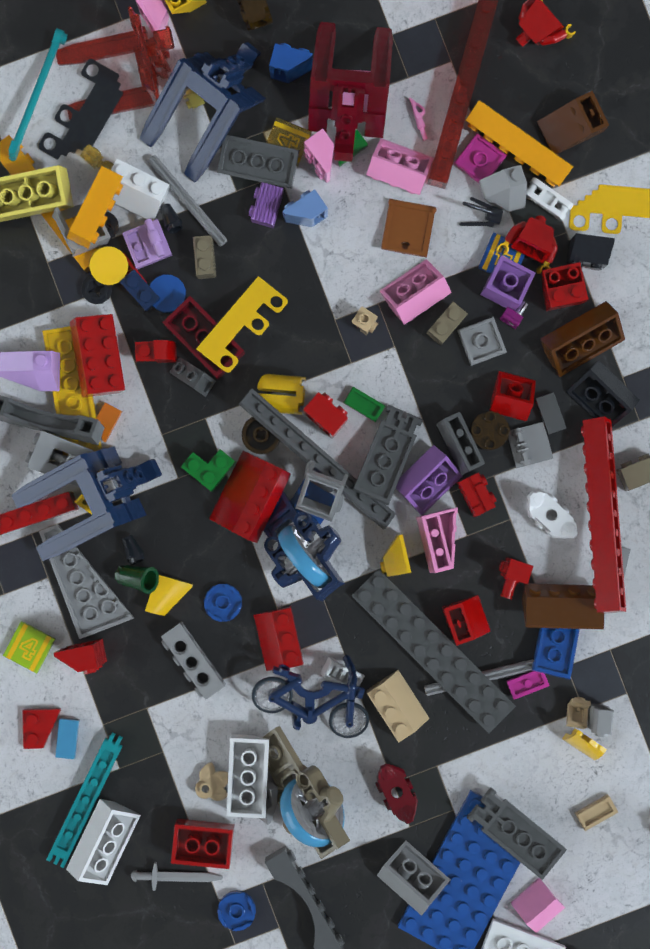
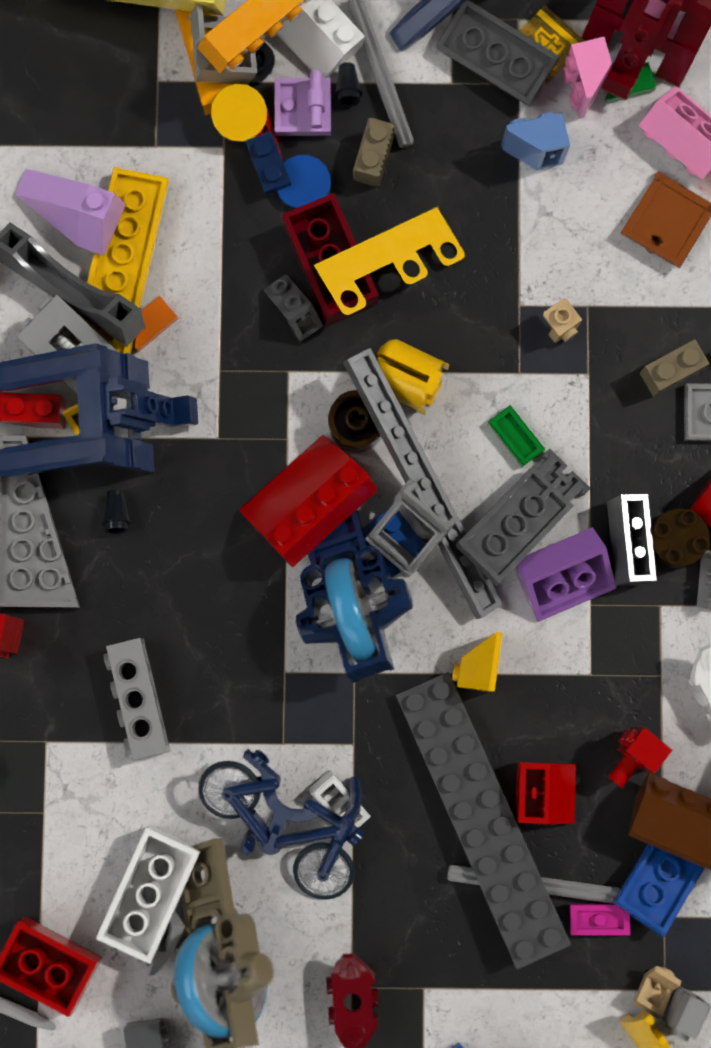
camera: 30 degrees right, 5 degrees down
(93, 297) = (200, 133): black gear -> none
(97, 355) = (174, 227): red brick -> none
(139, 578) = (110, 553): dark green plant -> none
(157, 350) = (261, 252): red brick -> none
(166, 595) = (136, 591): yellow slope -> none
(209, 473) = (266, 447): green brick -> none
(214, 780) = (99, 884): tan plate -> none
(223, 602) = (211, 634): blue tile -> none
(267, 204) = (486, 115): medium lavender brick -> none
(278, 638) = (270, 714): red slope -> none
(325, 414) = (458, 425): red brick -> none
(397, 705) = (401, 878): tan slope -> none
(415, 291) = (647, 308): bright pink slope -> none
(438, 538) = (549, 661): bright pink wedge -> none
(476, 494) = (627, 620): red brick -> none

